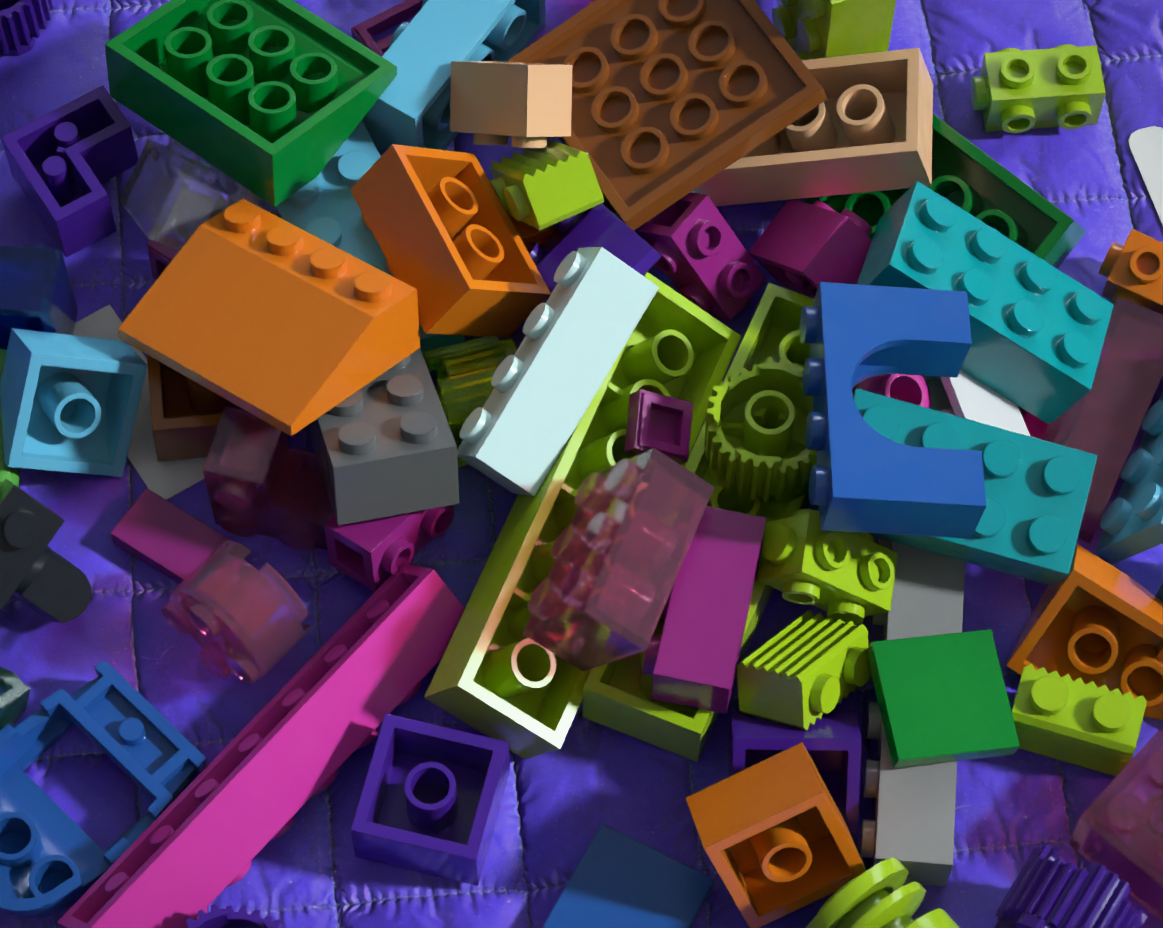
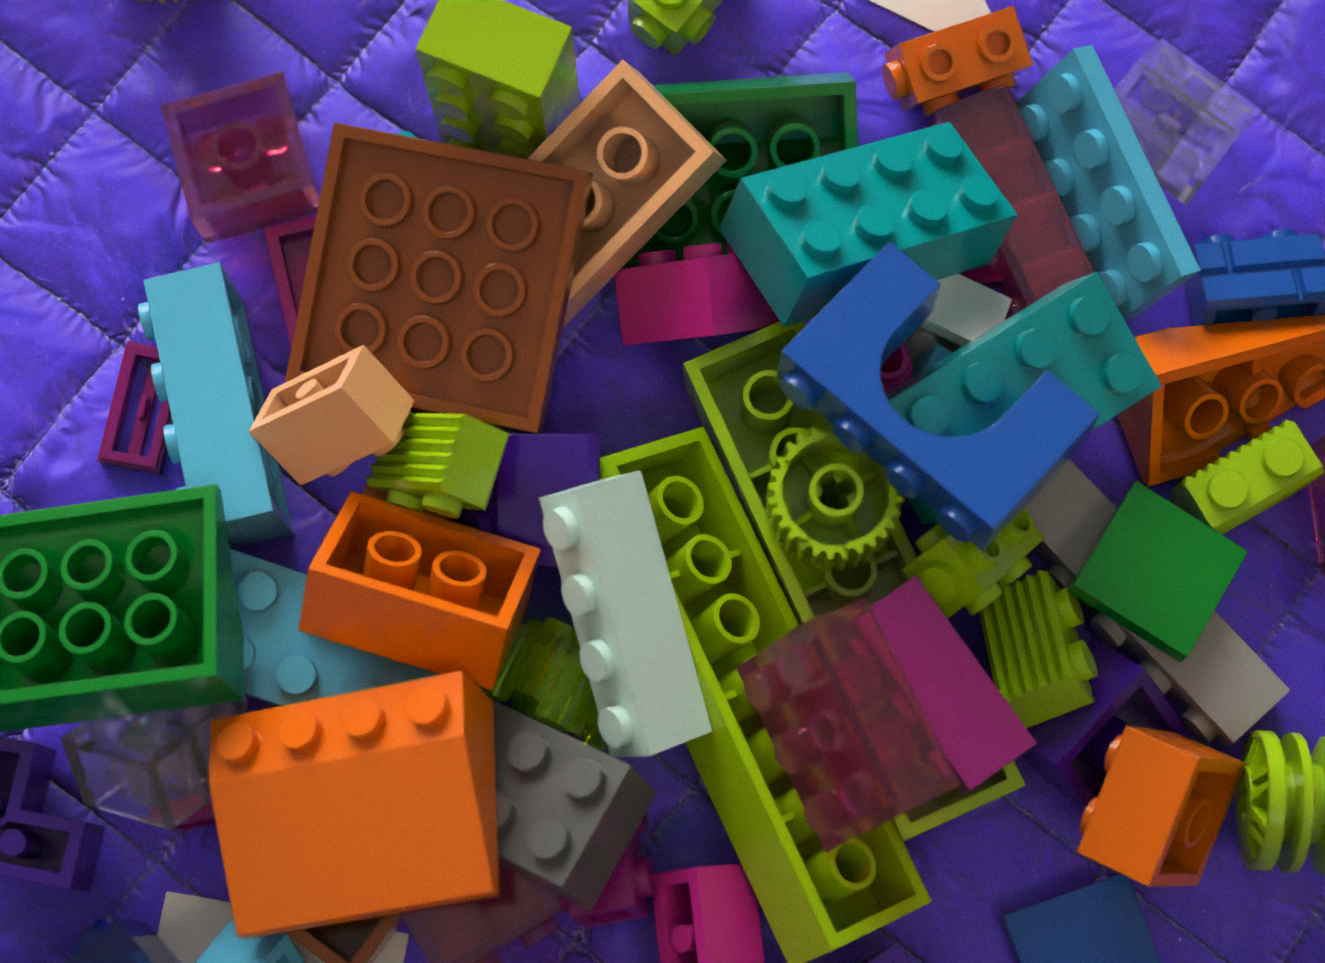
camera: 45 degrees left, 15 degrees up
(658, 424) = (737, 574): magenta tile -> none
(703, 256) = (607, 390): magenta brick -> none

